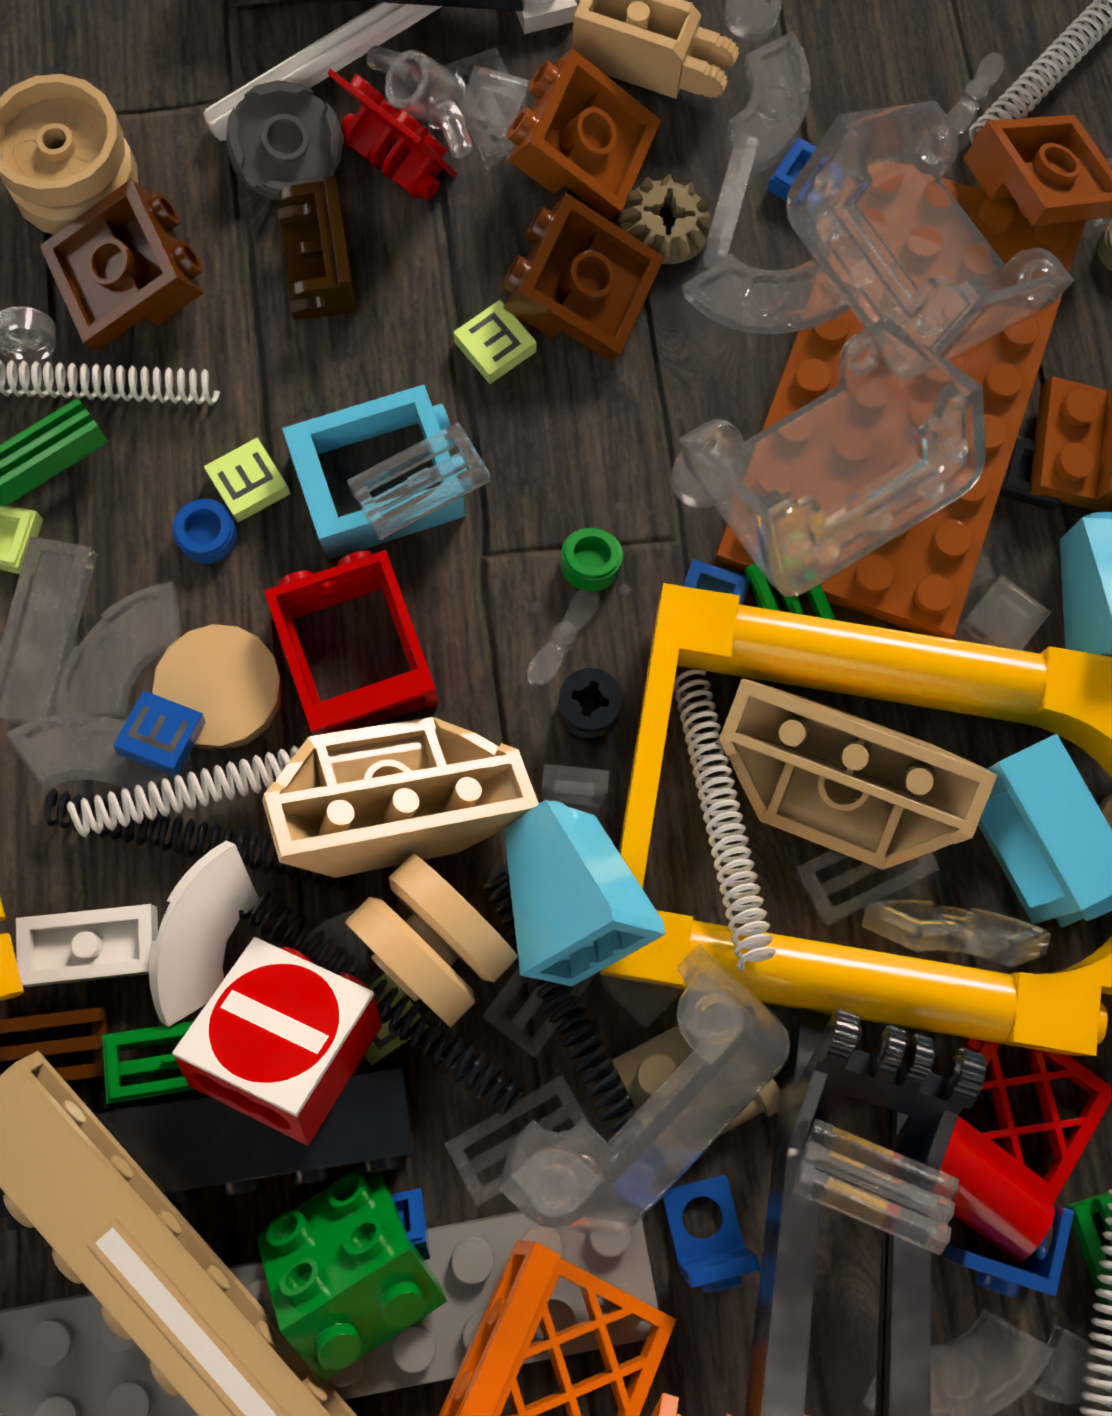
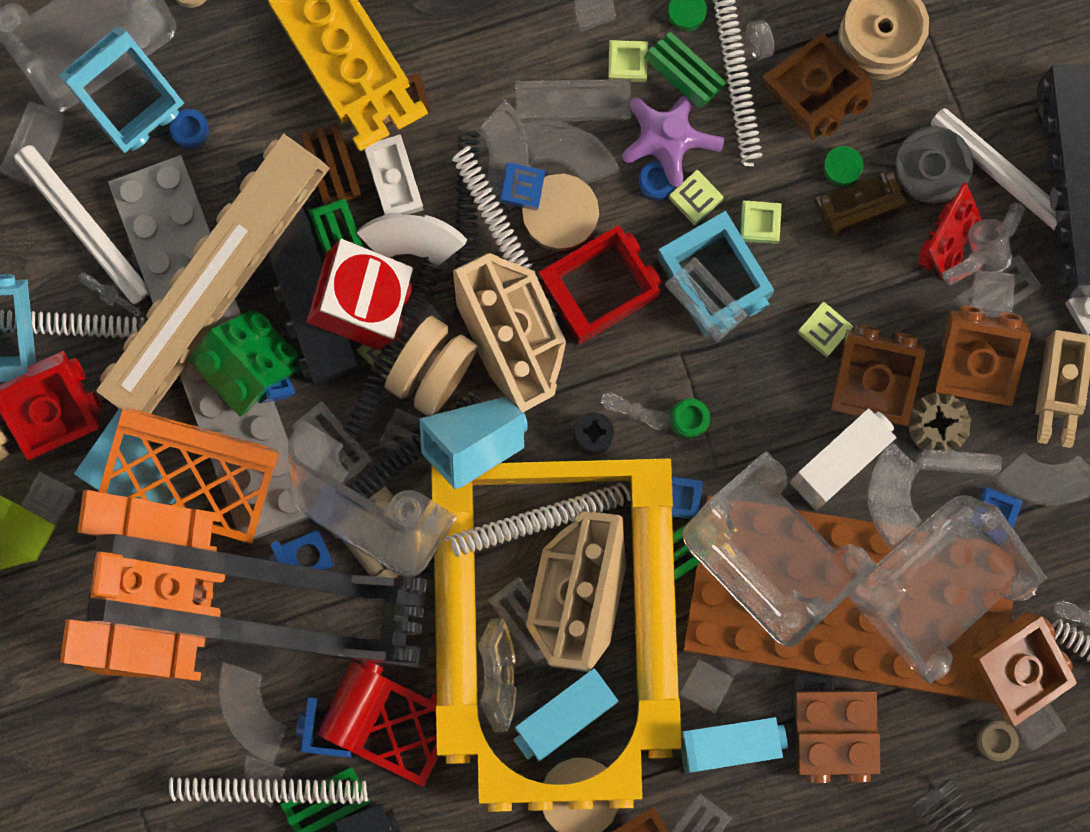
camera: 80 degrees right, 5 degrees up
(140, 496) = (668, 137): none -> medium lavender animal
(253, 266) = (843, 166): none -> green tile
(307, 393) = (760, 222): none -> yellowish green tile
(574, 785) = (541, 434): clear tile -> none
(706, 338) = (843, 458): none -> white brick
(879, 1176) = (345, 621): clear tile -> none

